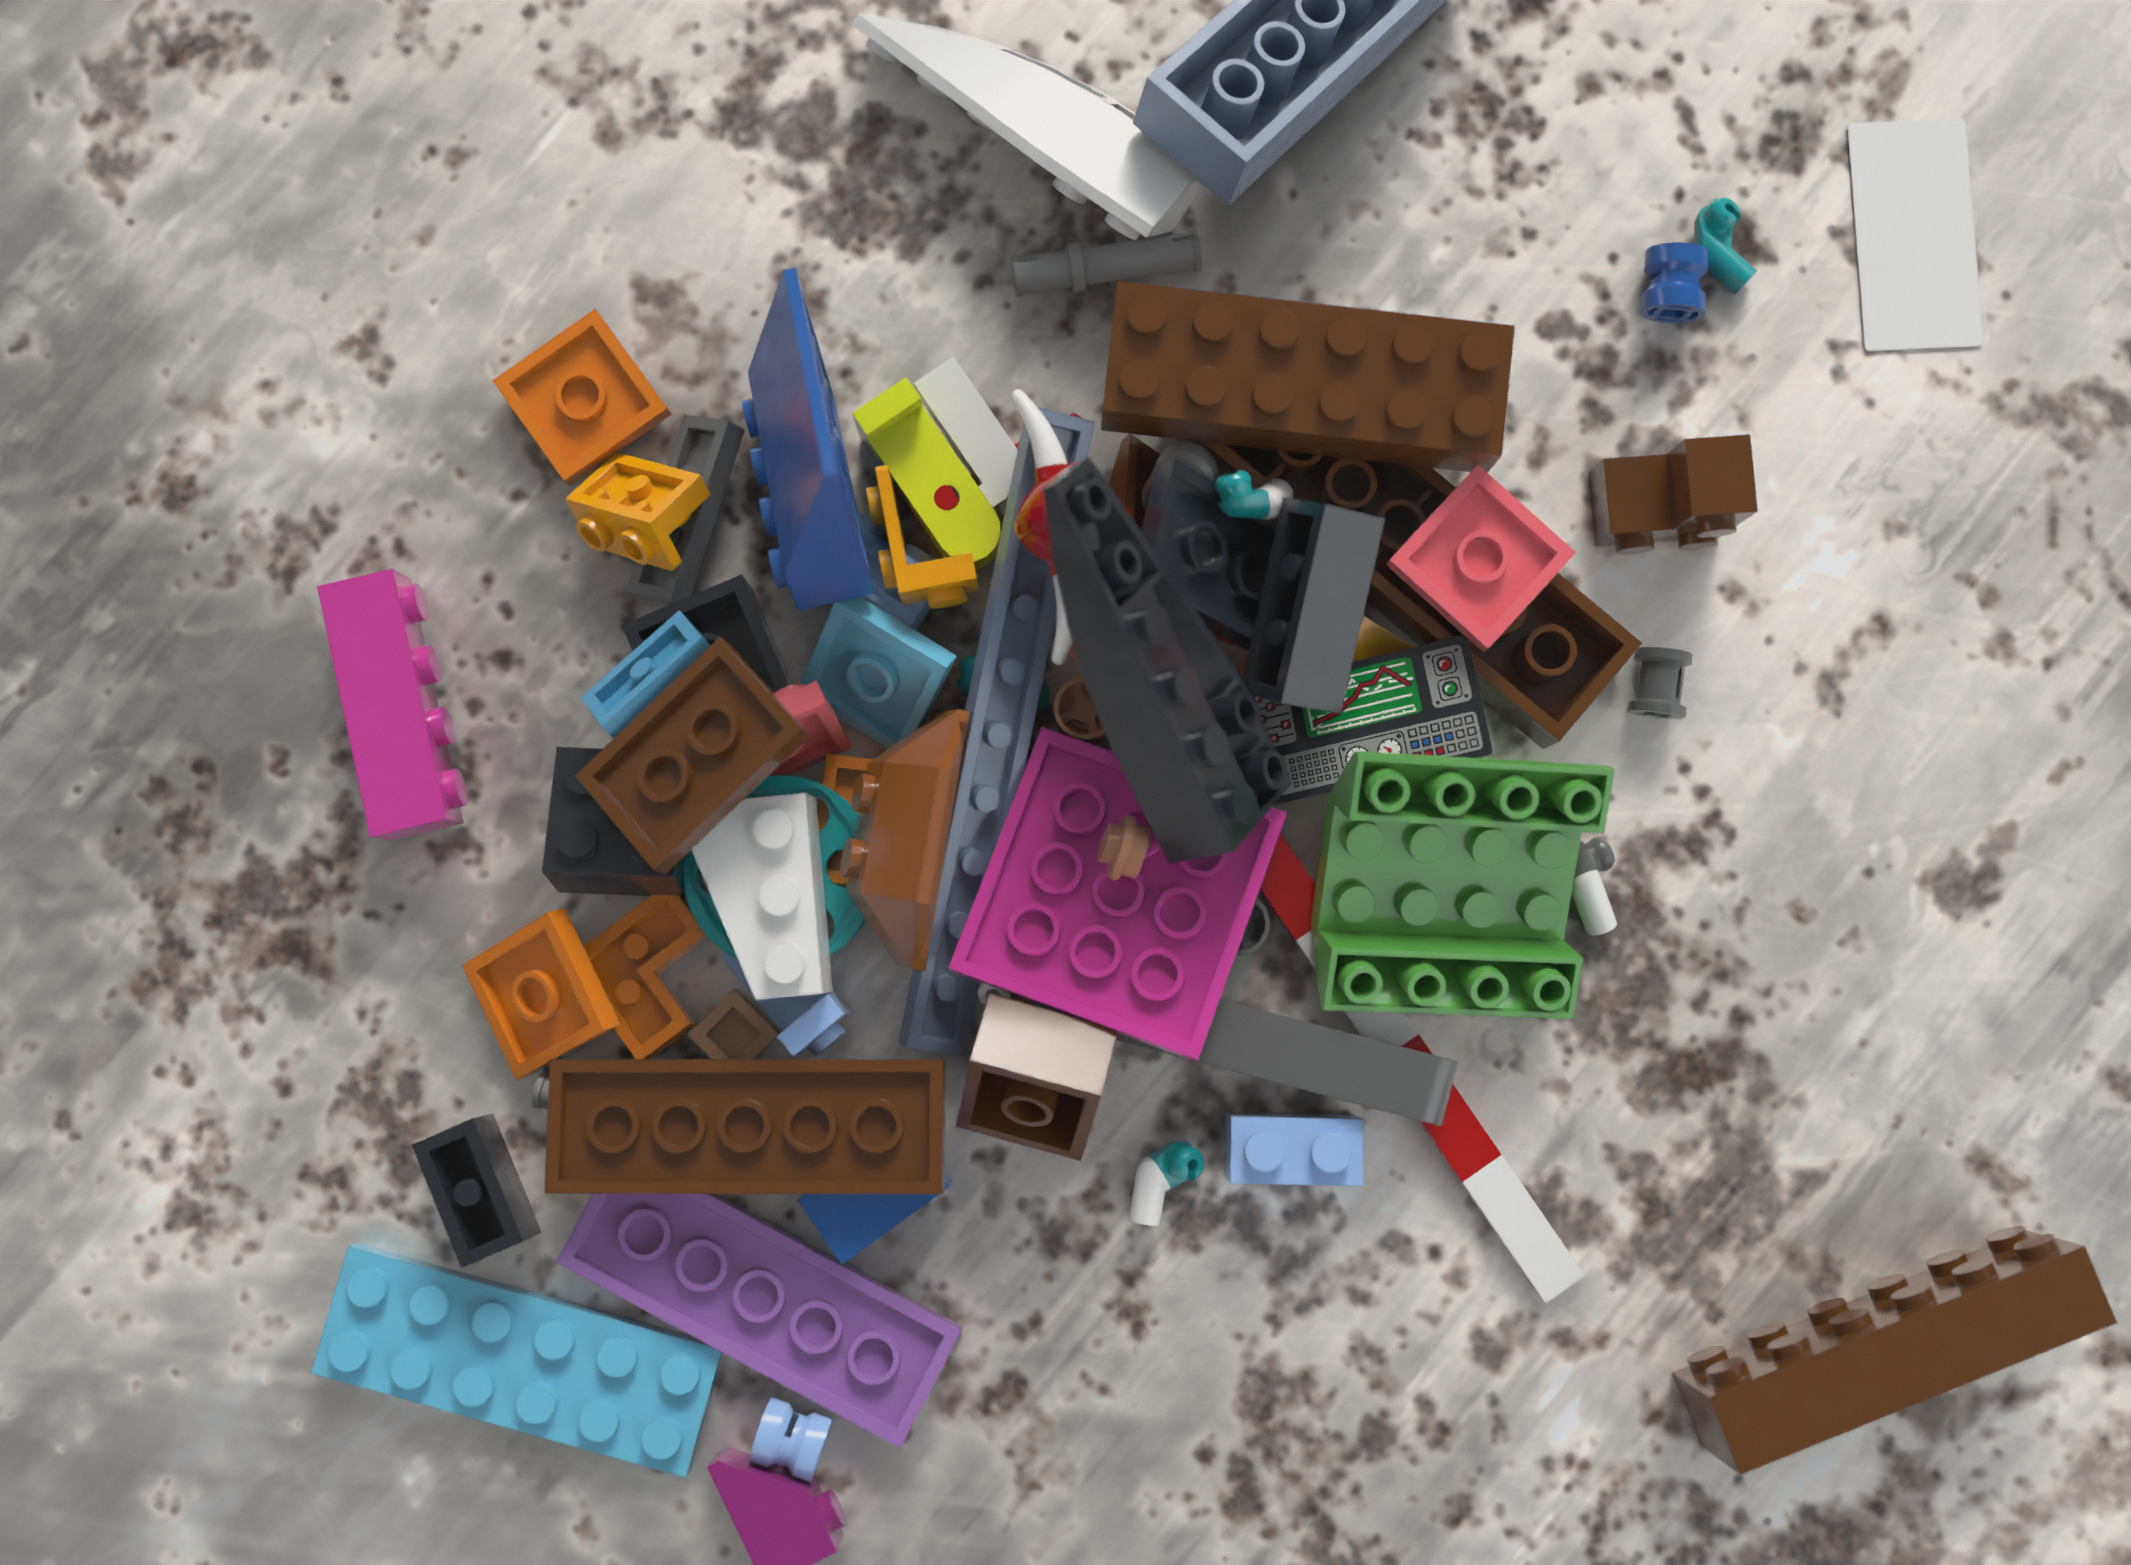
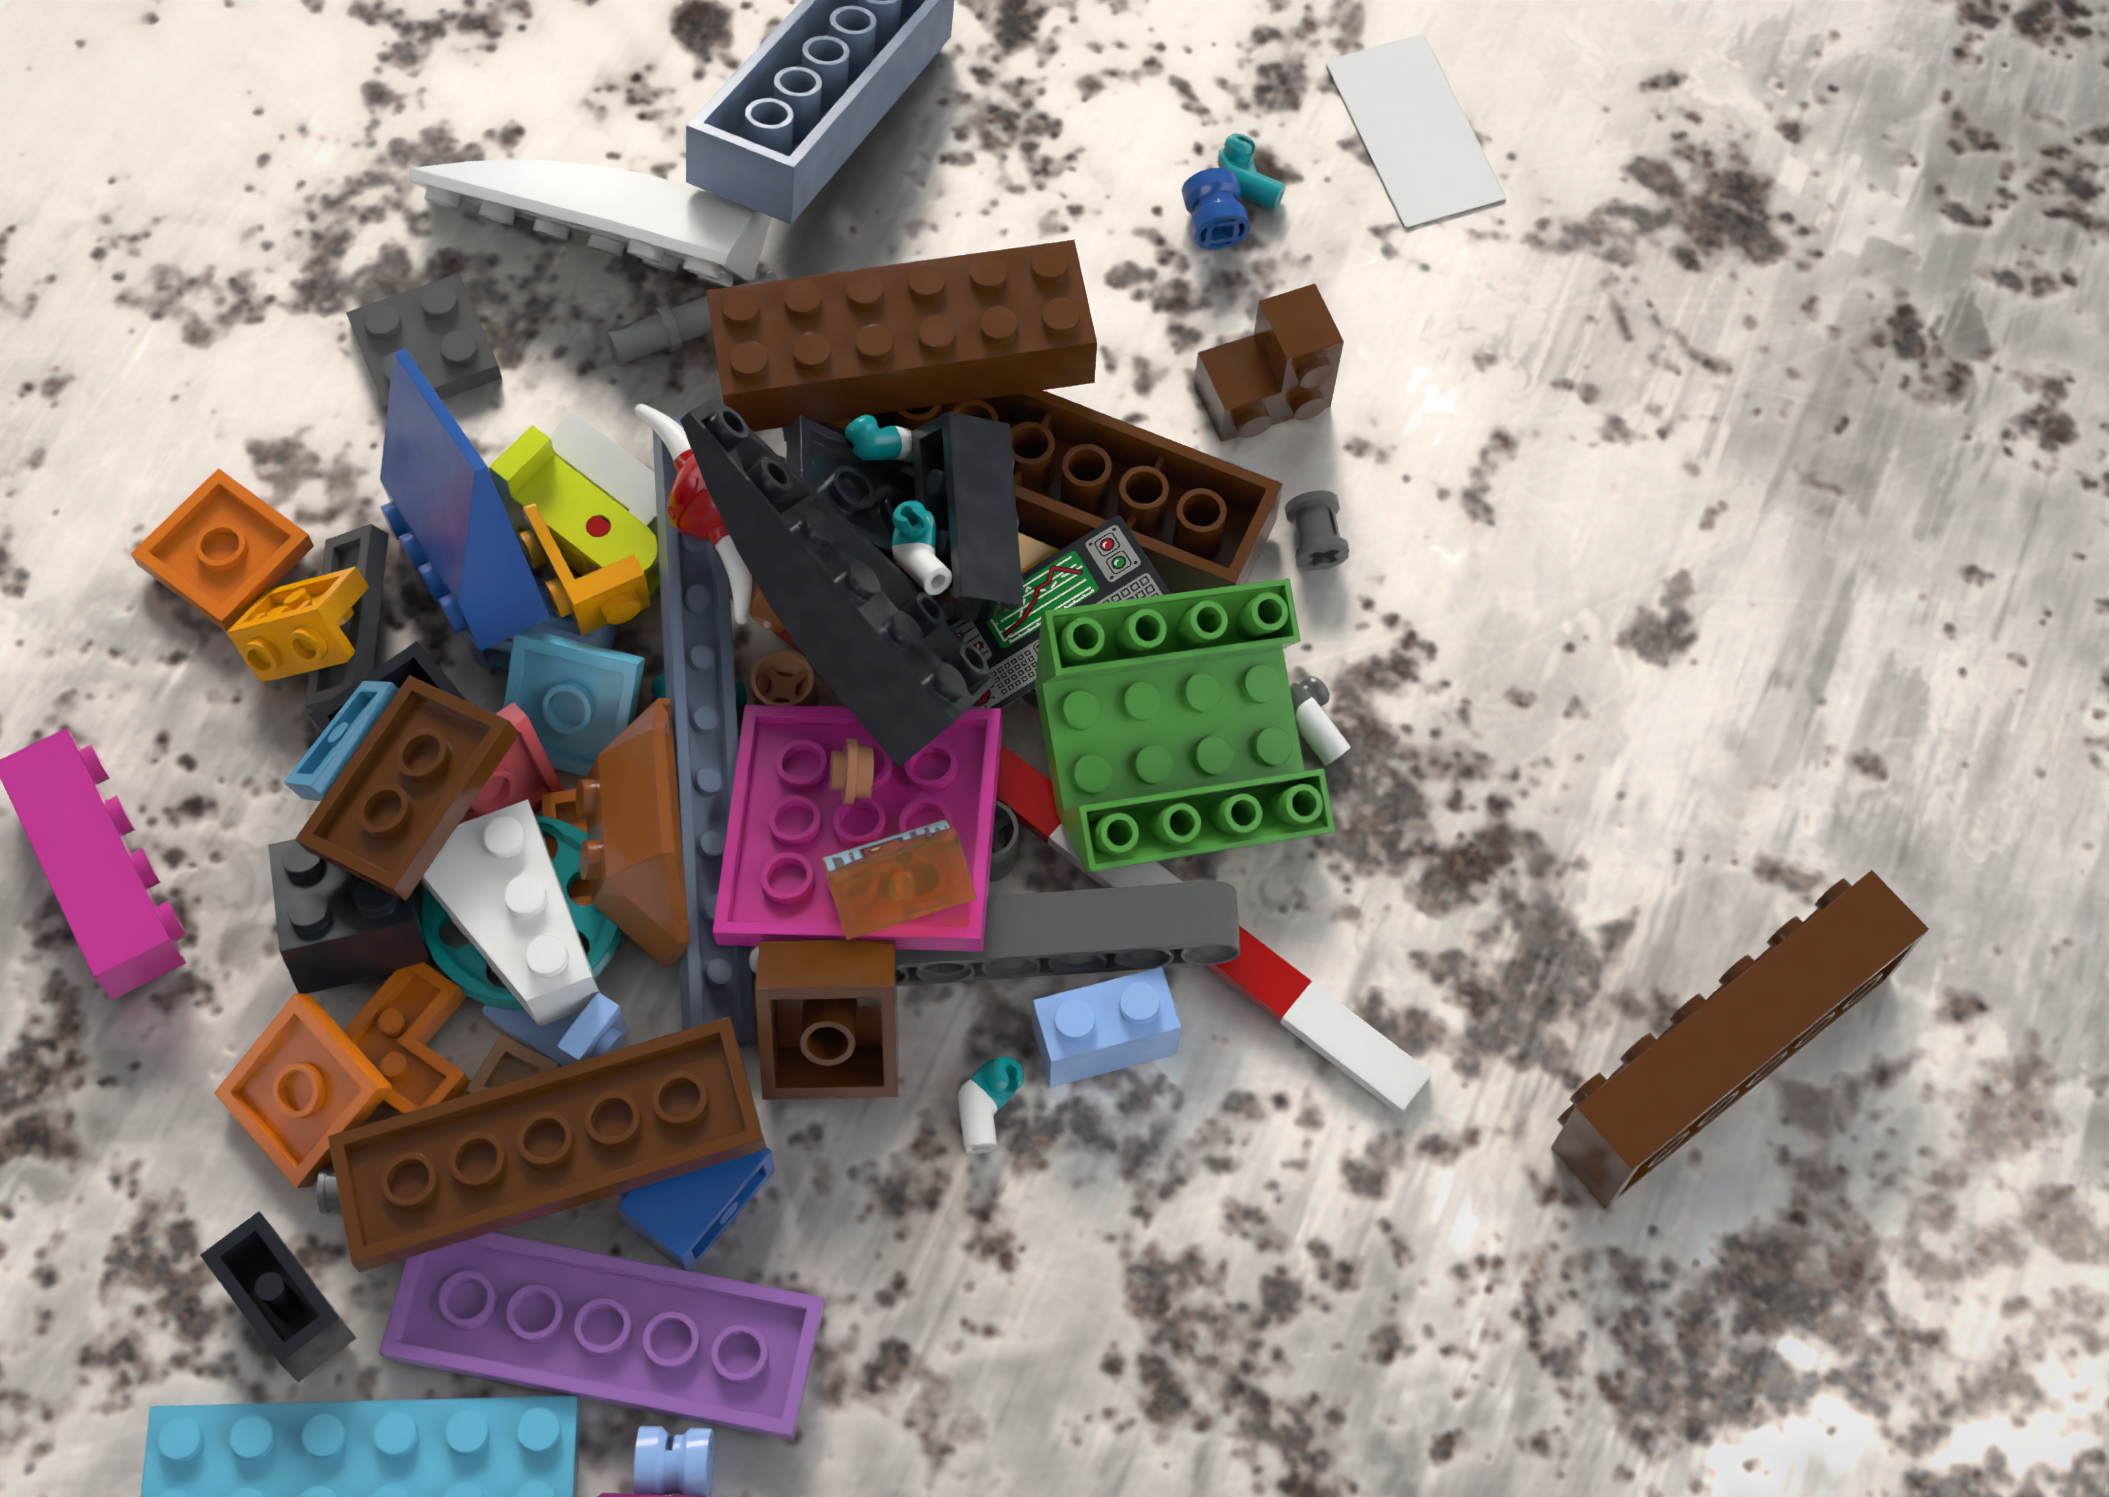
camera: 20 degrees left, 20 degrees down
(828, 213) = (438, 332): none -> dark grey plate
(1136, 974) = (899, 878): none -> panel
(1250, 634) = (916, 547): none -> arm
(1480, 558) = (1109, 444): coral plate -> none

